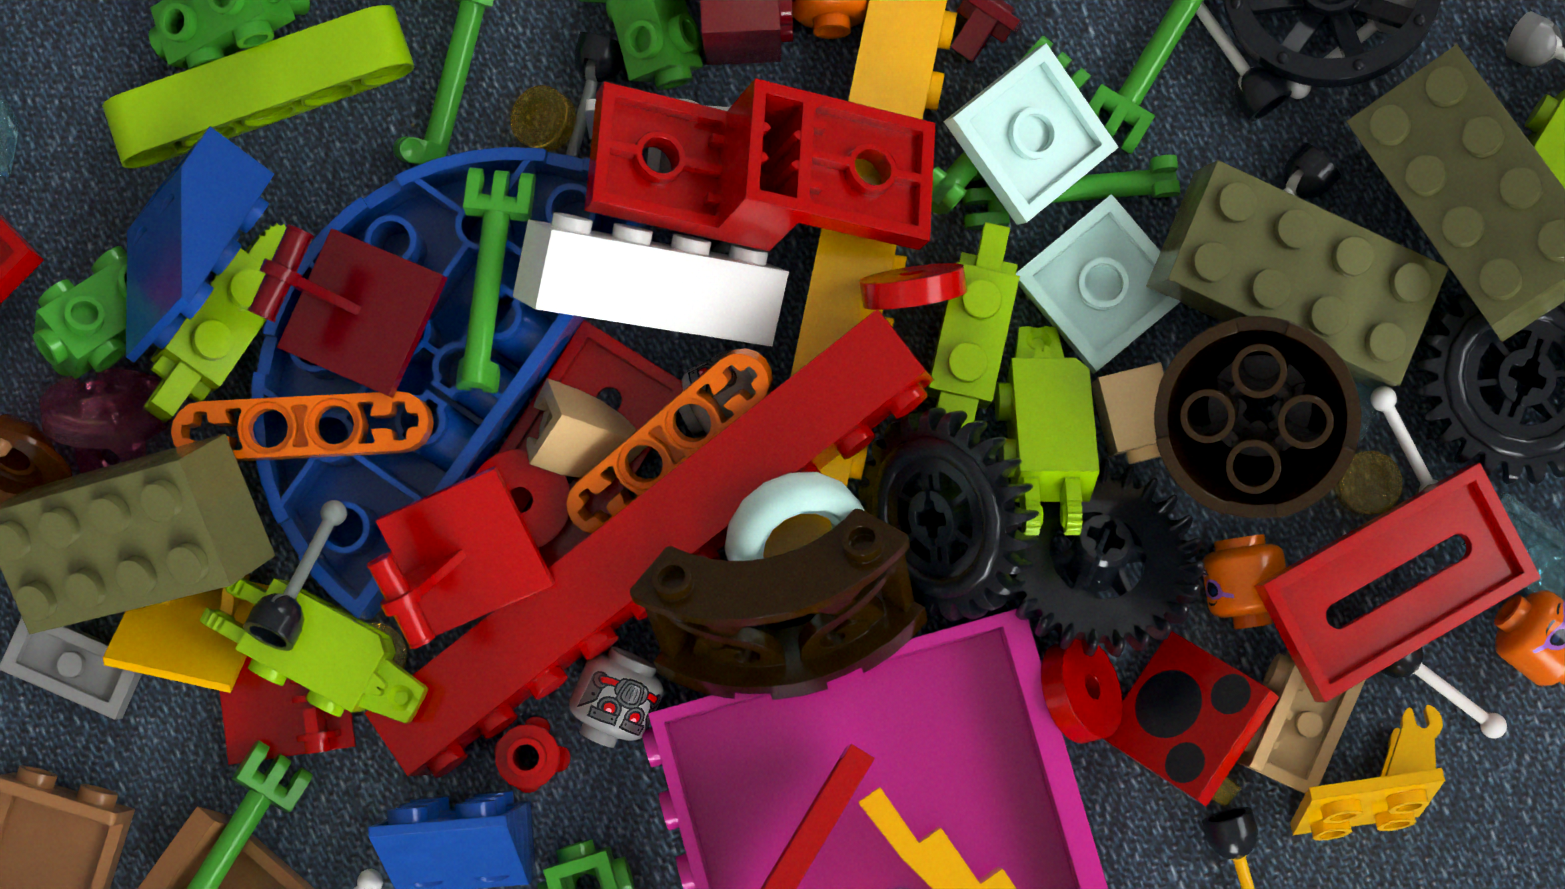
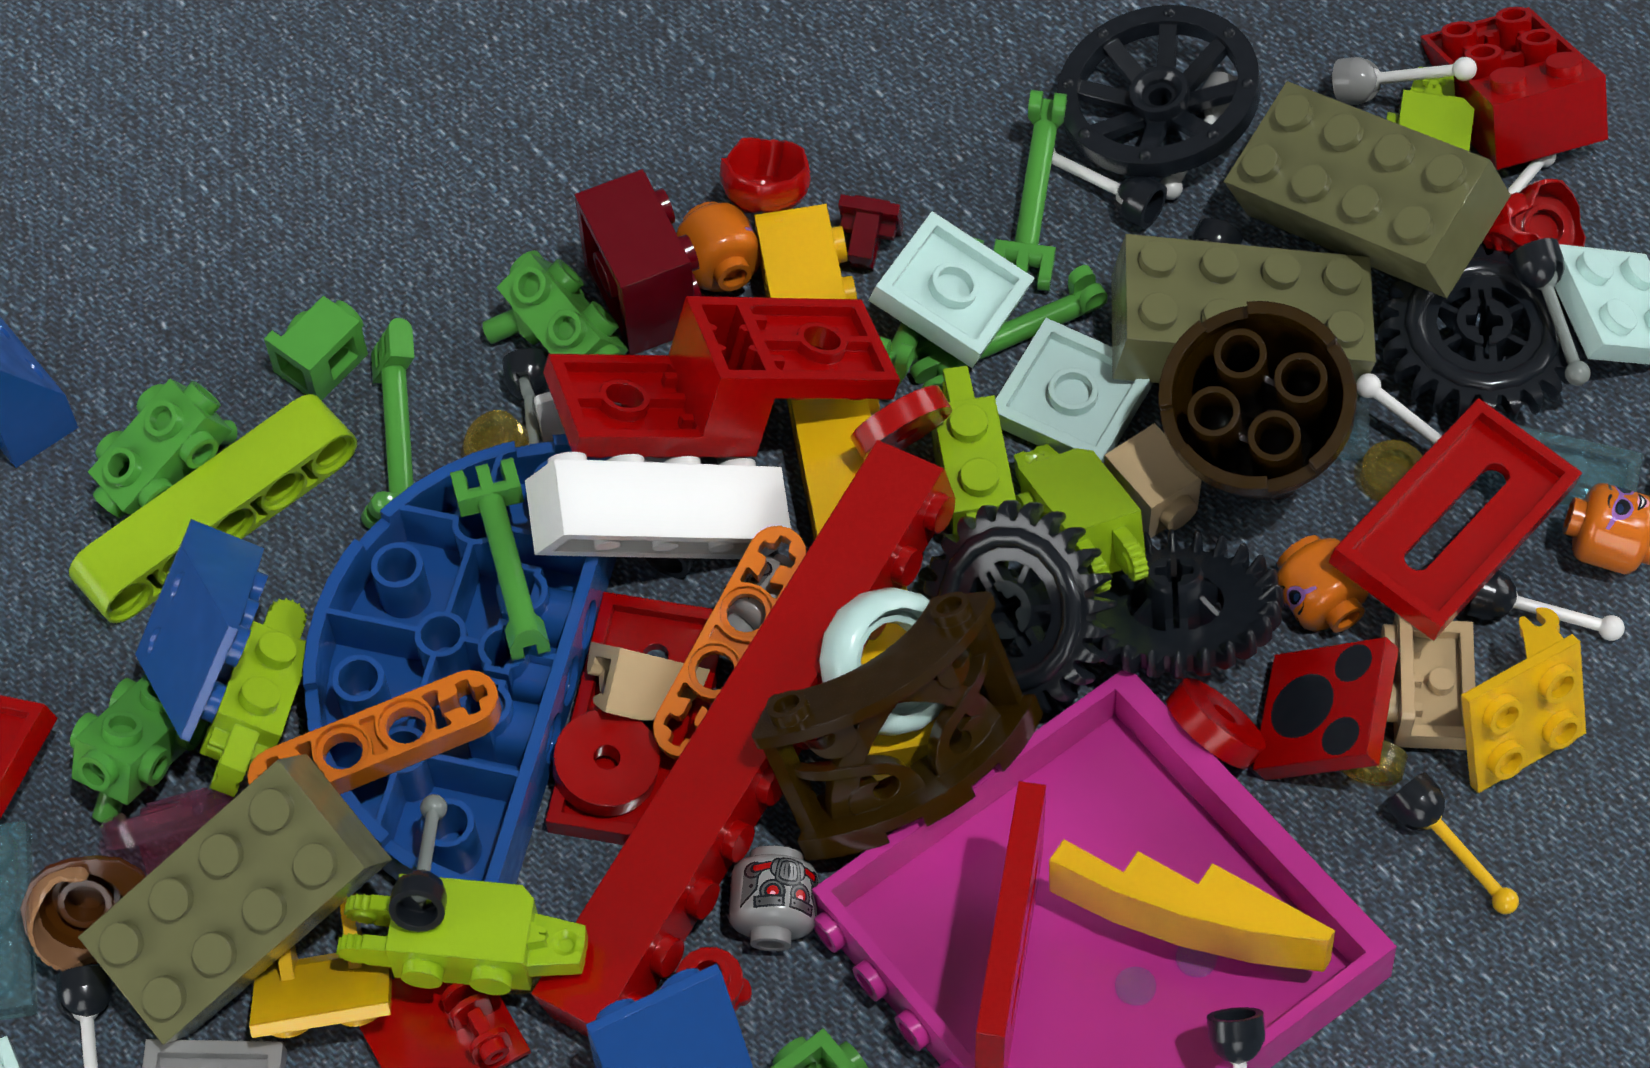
camera: 25 degrees left, 25 degrees down
(354, 311) = (384, 616): dark red plate -> none
(456, 558) = (576, 791): red plate -> none

